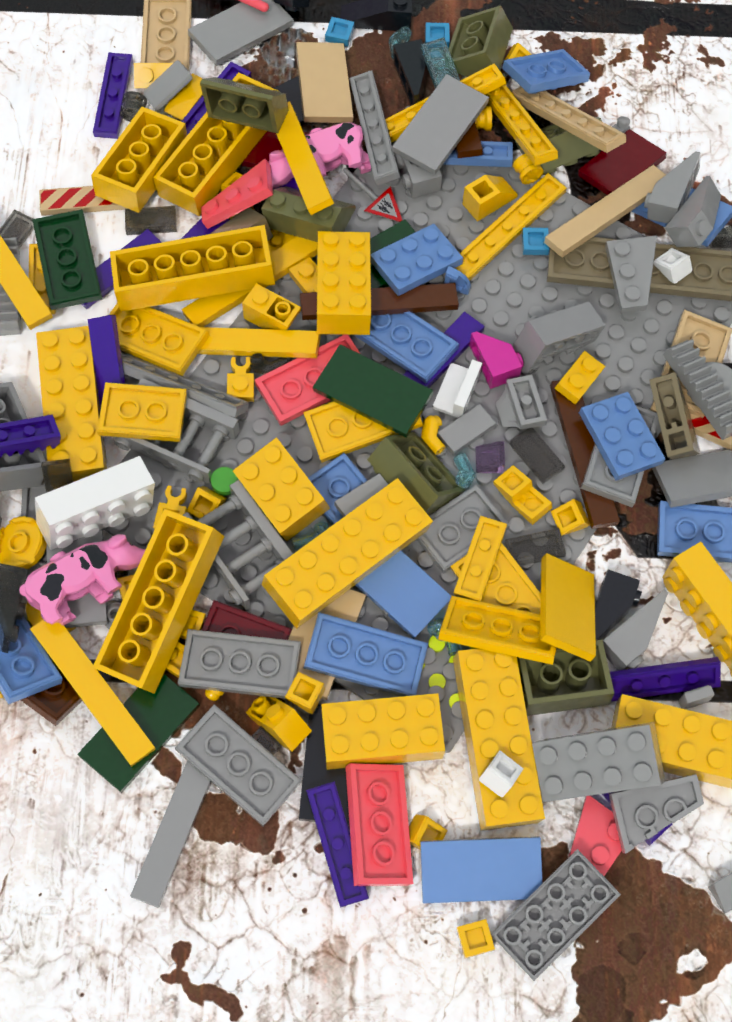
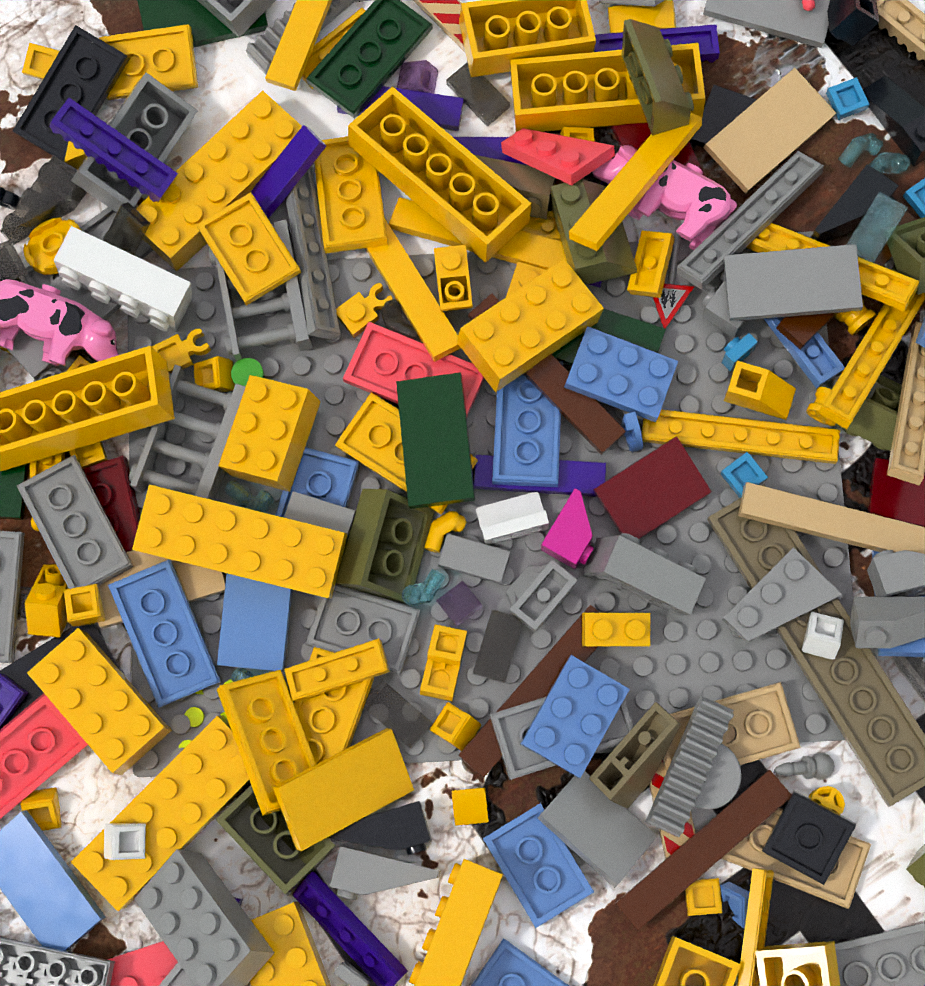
camera: 65 degrees right, 10 degrees up
(104, 244) = (418, 76): none -> clear purple slope
(351, 191) = (651, 263): none -> yellow plate
(374, 46) = (859, 145): none -> clear light blue arm
(453, 189) = (738, 350): none -> dark azure plate
(504, 296) = (652, 489): none -> dark red tile
(629, 547) = (470, 806): none -> yellow slope

